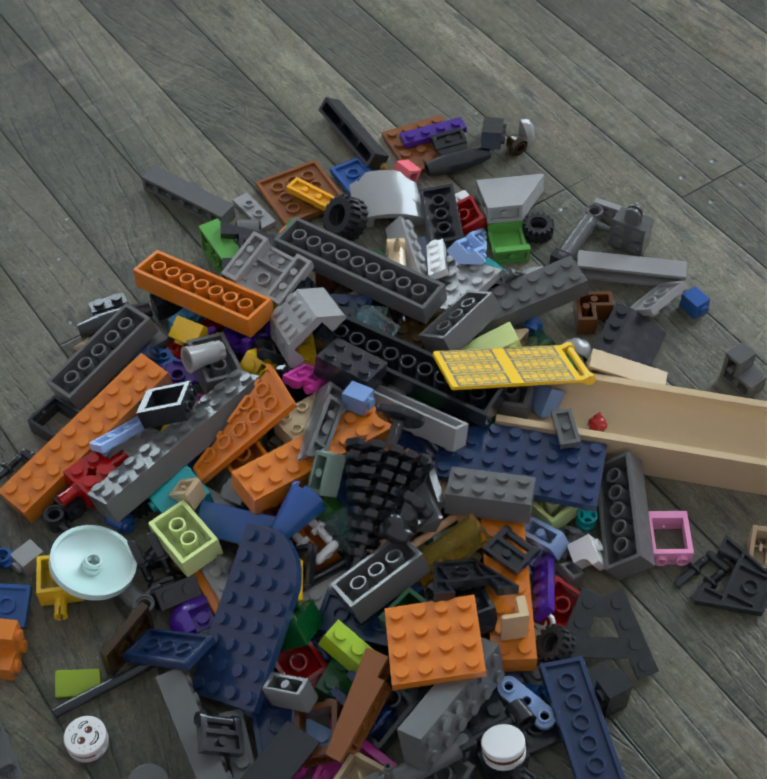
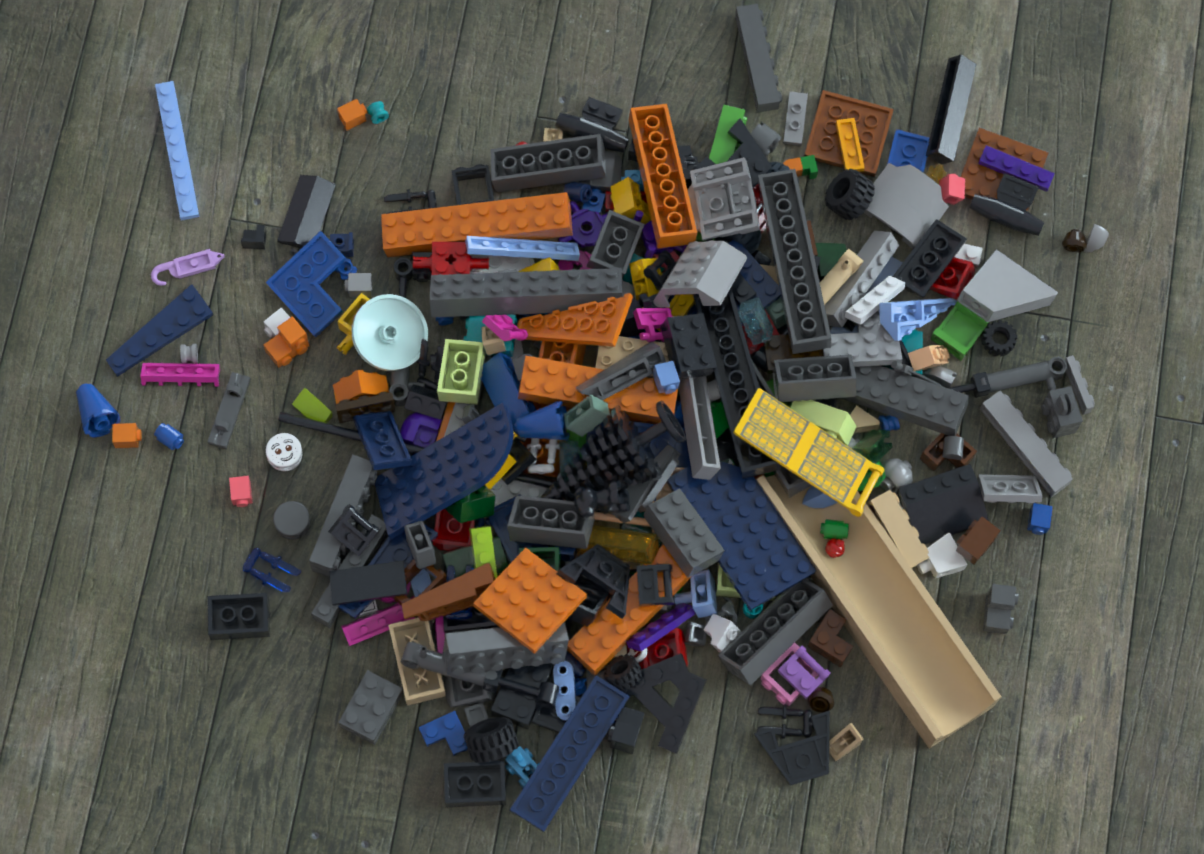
camera: 40 degrees right, 20 degrees up
(102, 628) = (359, 385): none -> orange brick
(167, 404) = (533, 243): black window -> none
(187, 472) = (504, 328): none -> dark pink plate
(202, 355) = (604, 236): light grey plant -> none
(493, 133) = (1062, 214): black brick -> none
(503, 747) = (512, 704): white head -> none
(513, 259) = (929, 357): none -> light nougat slope
(516, 624) = (602, 638): tan panel -> none
(565, 428) = (794, 532): dark grey plate -> none
(584, 412) = (834, 529): none -> green brick
(595, 299) = (953, 447): none -> dark grey brick
(666, 493) = (826, 639): none -> reddish brown brick
(676, 369) = (943, 558): none -> white torso
(679, 340) = (977, 540): none -> reddish brown brick
(679, 528) = (799, 676): none -> medium lavender plate
(709, 534) = (821, 700): none -> dark brown cone

